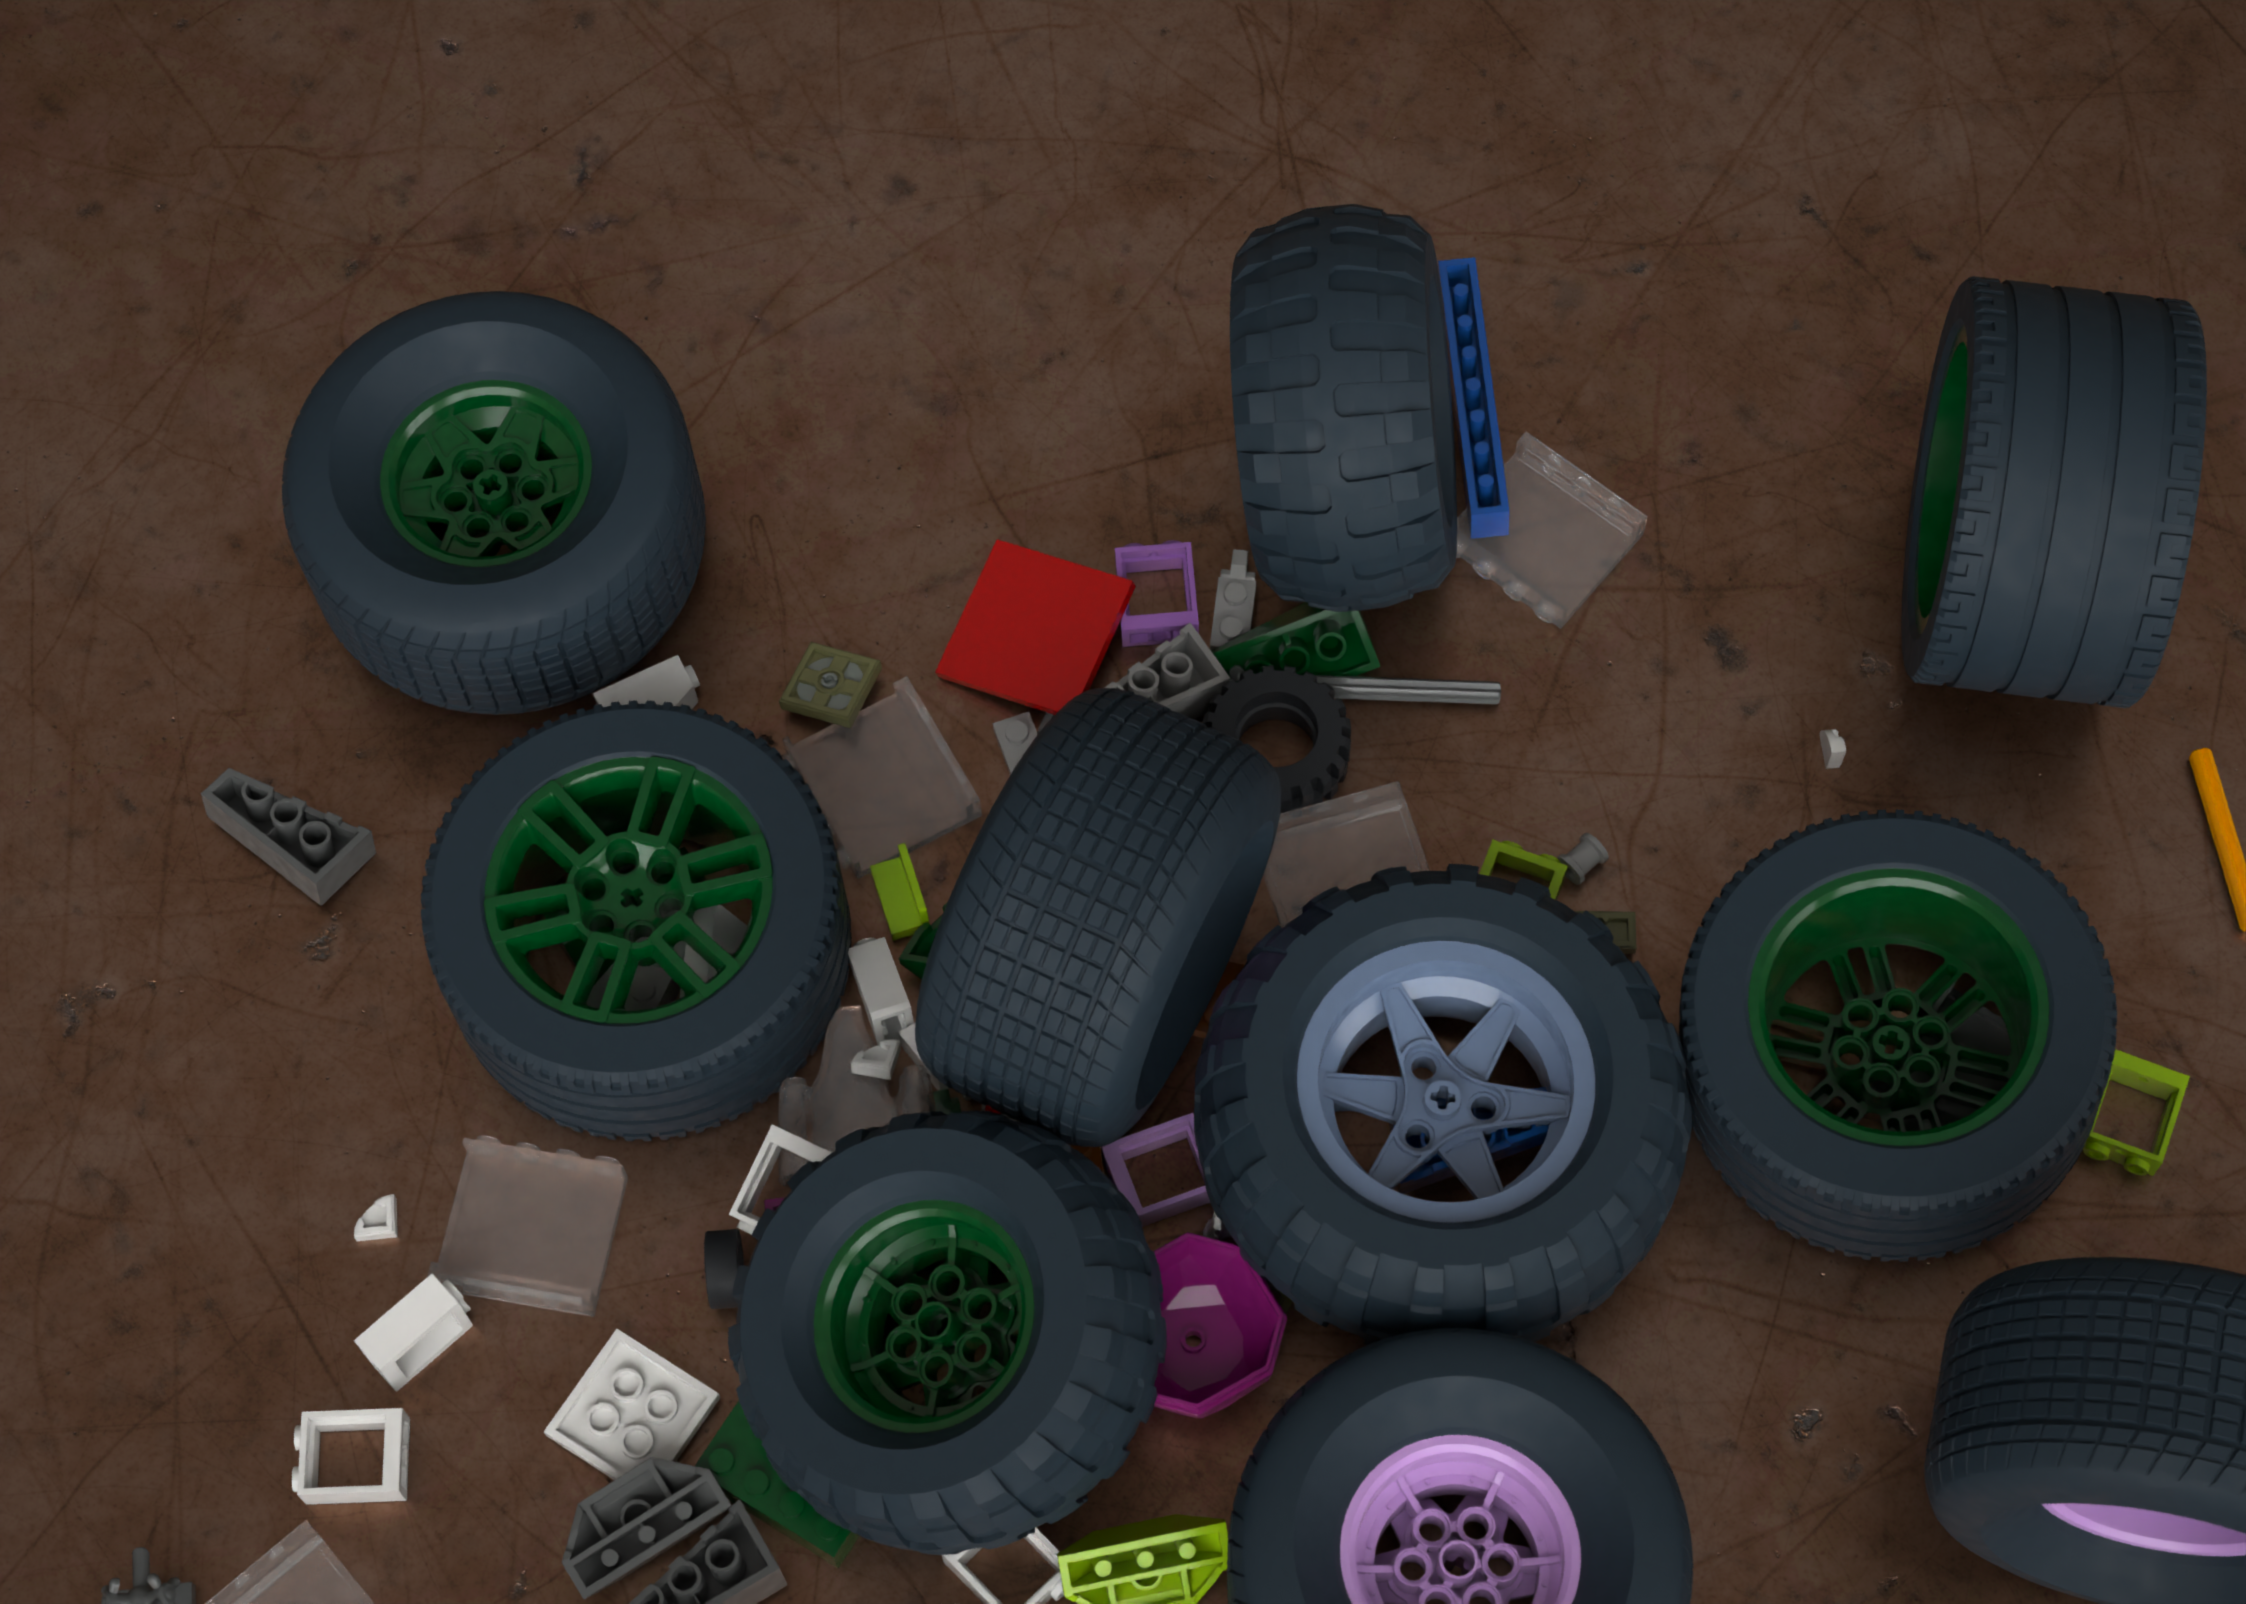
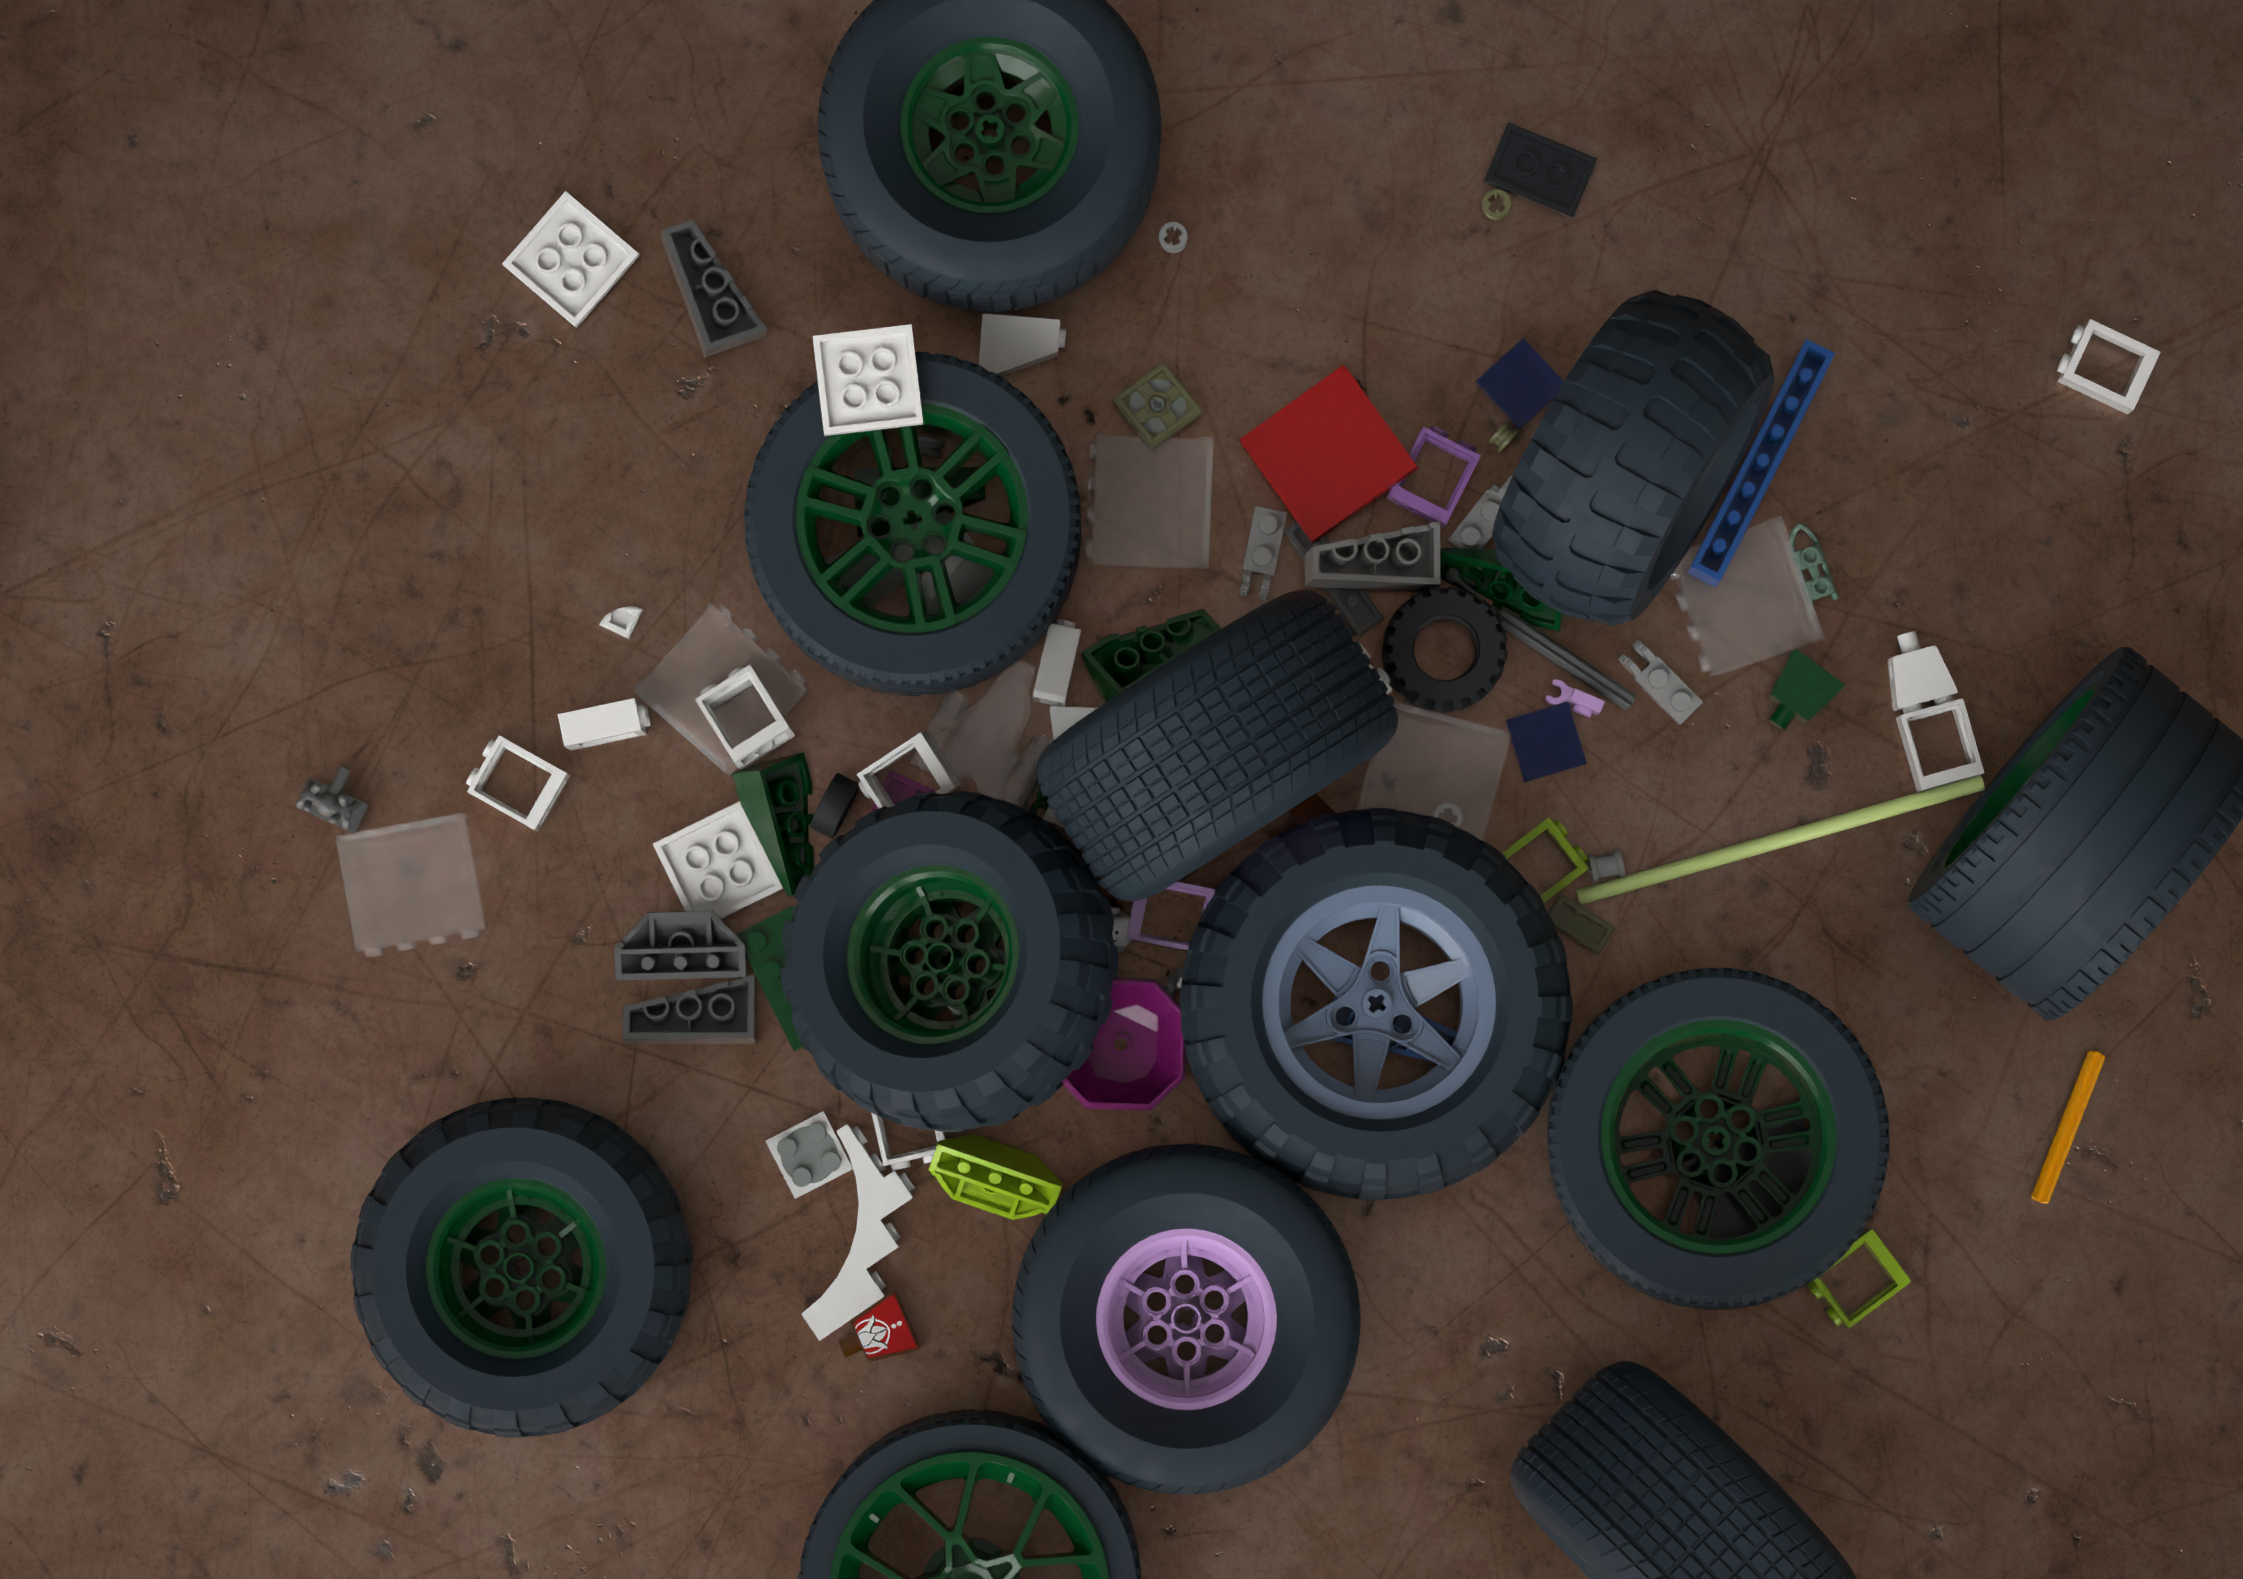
camera: 25 degrees right, 20 degrees up
(120, 889) = (571, 259): none -> white plate
(499, 774) = (868, 380): none -> white plate
(602, 1247) = (761, 742): none -> white window
(659, 1310) = (777, 807): none -> dark green wedge
(751, 537) = (1182, 238): none -> light grey bush
(878, 1060) = (1023, 719): white tile -> none
(900, 894) = (1112, 599): lime panel -> none
(1062, 332) = (1506, 204): none -> olive bush
(1078, 272) = (1540, 170): none -> black tile
(1186, 466) = (1520, 383): none -> clear blue tile
(1201, 519) = (1503, 436): none -> olive bush
(1440, 779) = (1546, 742): none -> clear blue tile
(1445, 716) = (1583, 703): none -> lavender plate
(1515, 658) = (1662, 684): none -> light grey hinge
(1591, 464) = (1809, 559): none -> sand green piece
(1658, 581) = (1801, 690): none -> dark green torso
(1736, 738) = (1780, 840): none -> yellowish green piece
(1743, 166) = (2137, 381): none -> white window
(1763, 504) = (1918, 674): none -> white torso
(1832, 747) = (1839, 889): white tile -> none
(1848, 530) = (1942, 705): none -> white window

